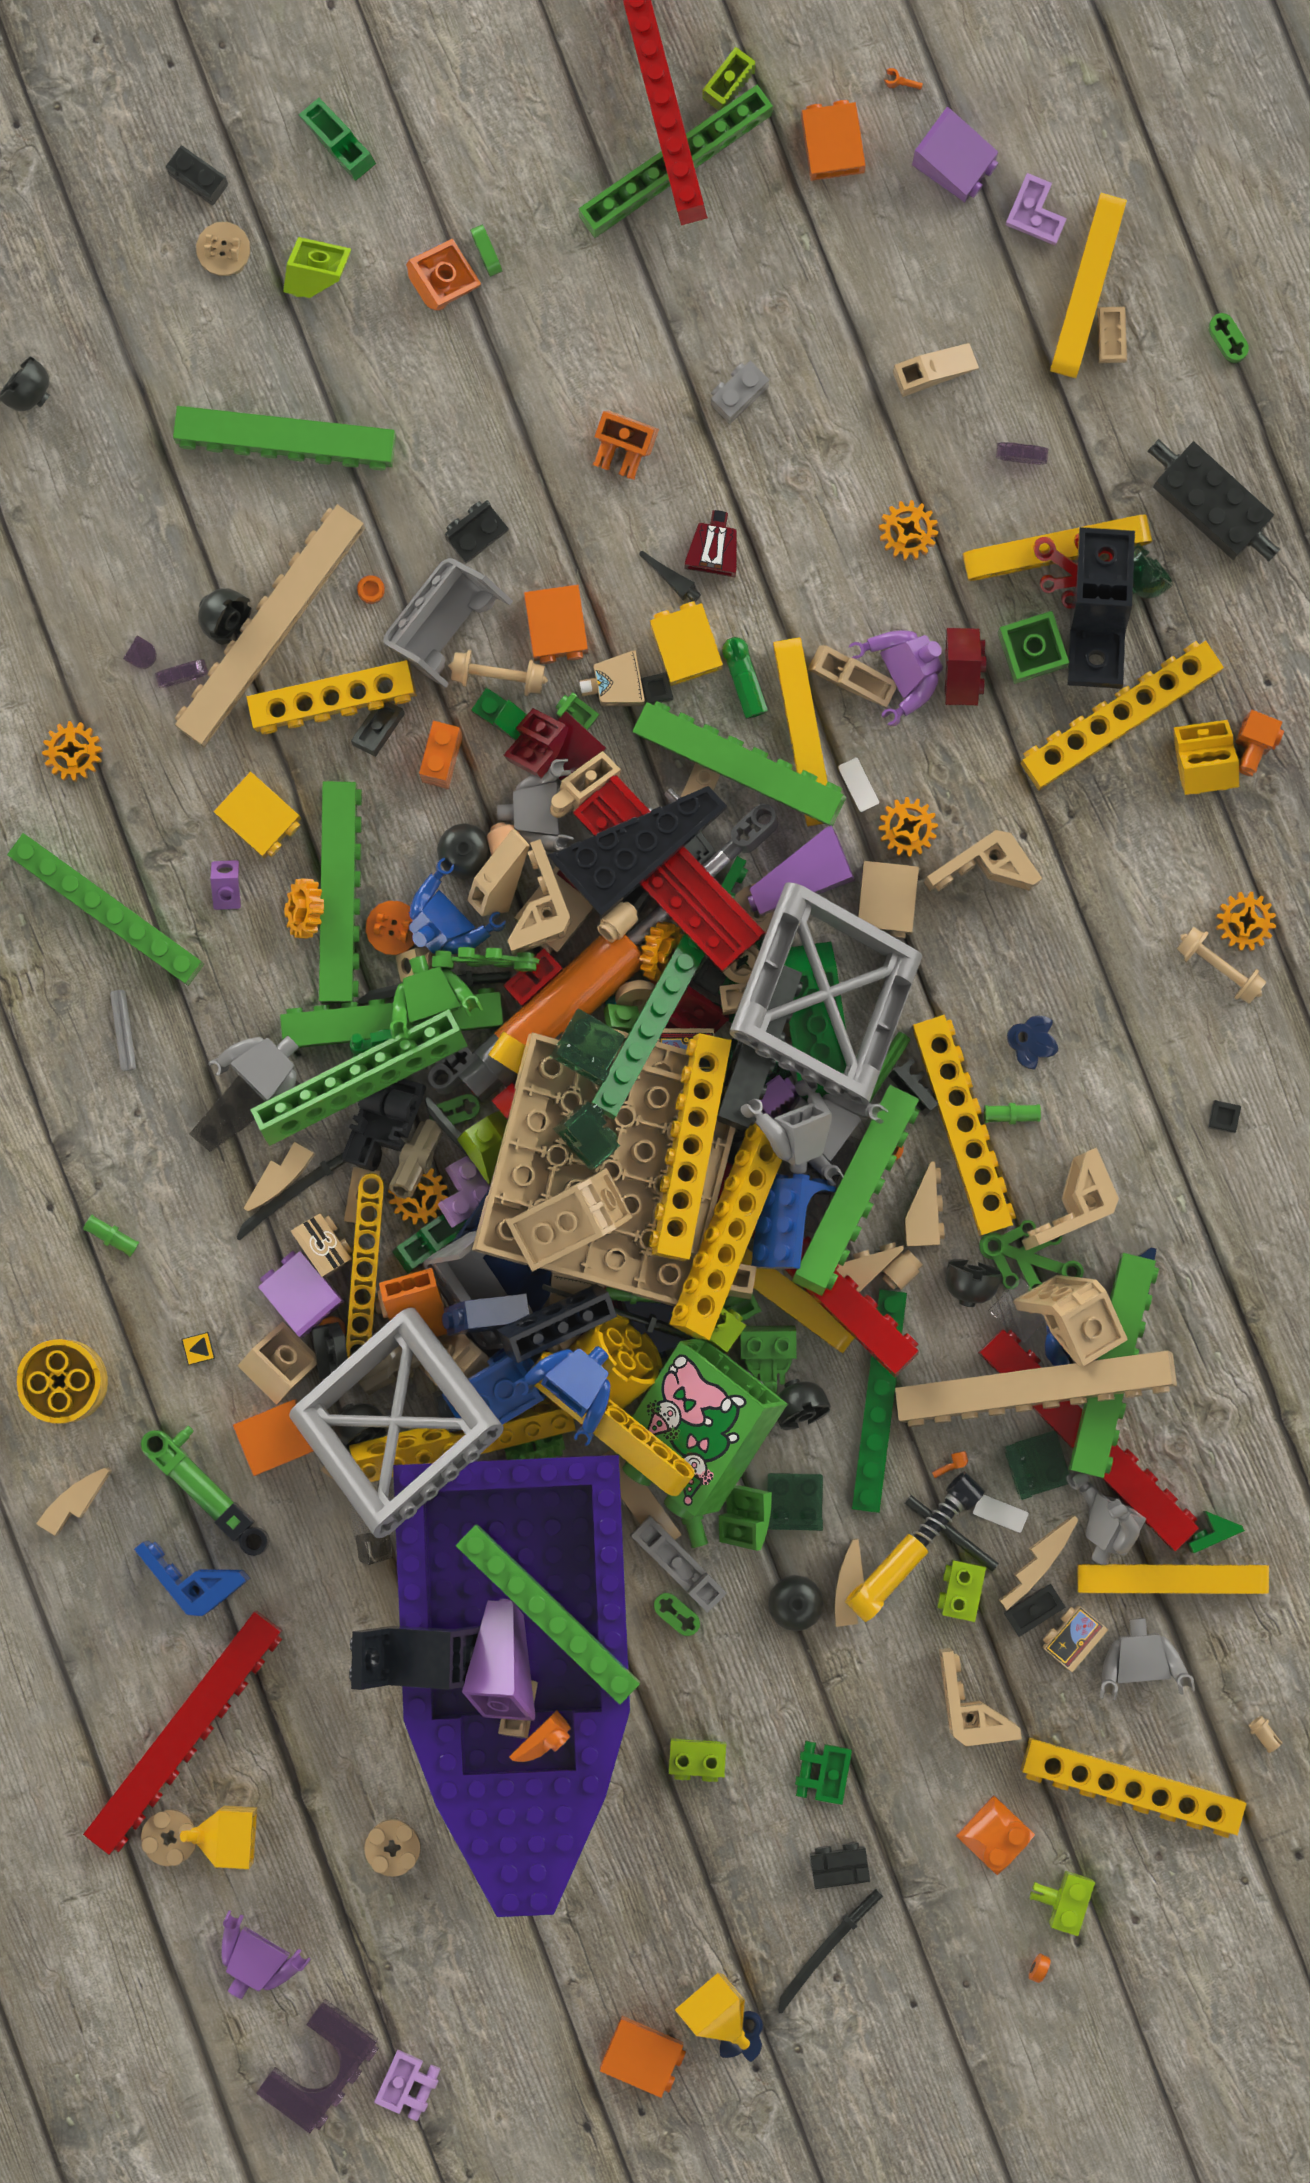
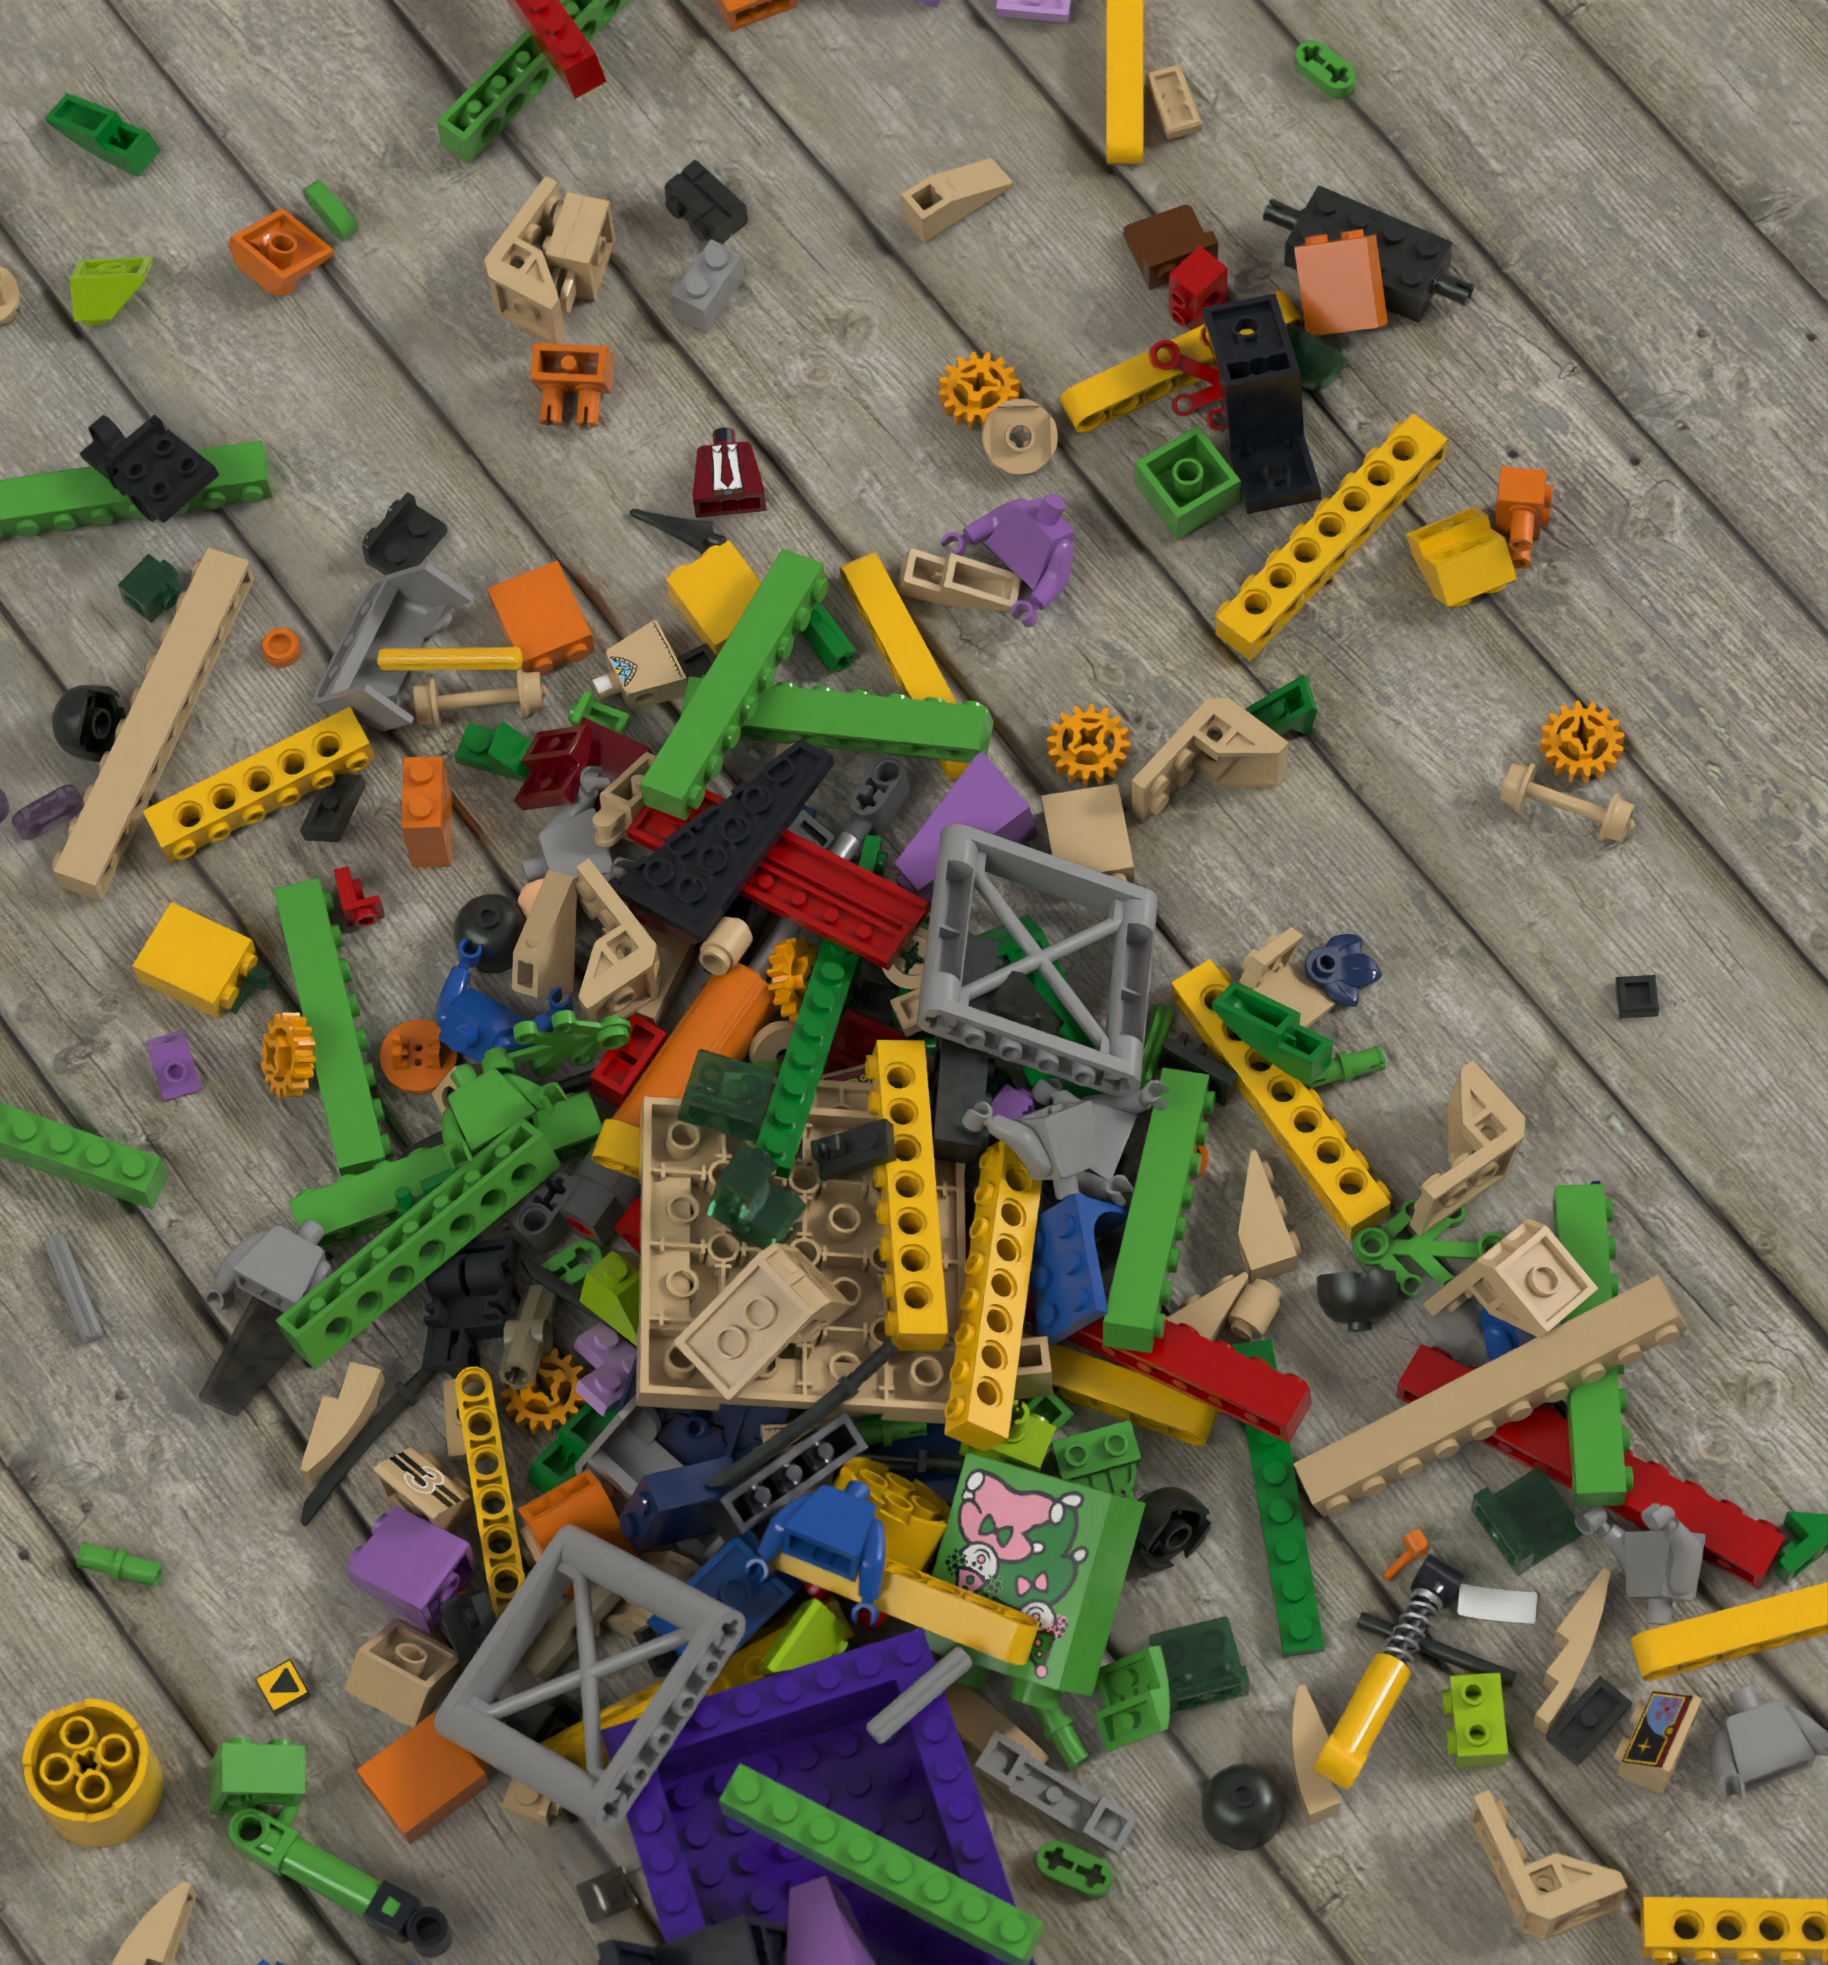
camera: 10 degrees left, 20 degrees down
(167, 1413) = (255, 1774): none -> bright green brick
(291, 520) = (151, 587): none -> clear green brick
(297, 839) = (258, 978): none -> clear green hand
(310, 435) = (148, 466): none -> black plate
(373, 796) = (357, 908): none -> red bracket
(485, 638) = (450, 658): none -> yellow axle
(538, 1437) = (807, 1638): none -> lime slope
(603, 1504) = (919, 1695): none -> light grey axle
(612, 365) = (519, 273): none -> tan bracket
(613, 1277) = (846, 1388): none -> pearl dark grey sword
(653, 341) = (579, 247): none -> tan brick
(663, 1109) = (854, 1149): none -> pearl dark grey plate
(675, 724) = (734, 685): none -> bright green brick
(755, 323) = (705, 204): none -> pearl dark grey brick
(805, 1032) = (1023, 1004): none -> clear smoke bracket
(858, 784) = (1007, 715): white sticker -> none
(919, 563) = (1033, 420): none -> tan plate
(964, 665) = (1101, 522): dark red brick -> none
(970, 1084) = (1274, 1032): none -> green slope
(987, 1048) = (1272, 976): none -> tan bracket
(1022, 453) = (1100, 264): clear purple beam -> none
(1046, 842) = (1287, 708): none -> green slope
(1076, 452) = (1165, 242): none -> reddish brown bracket
(1083, 499) = (1196, 284): none -> red brick
(1185, 527) = (1340, 283): none -> orange brick

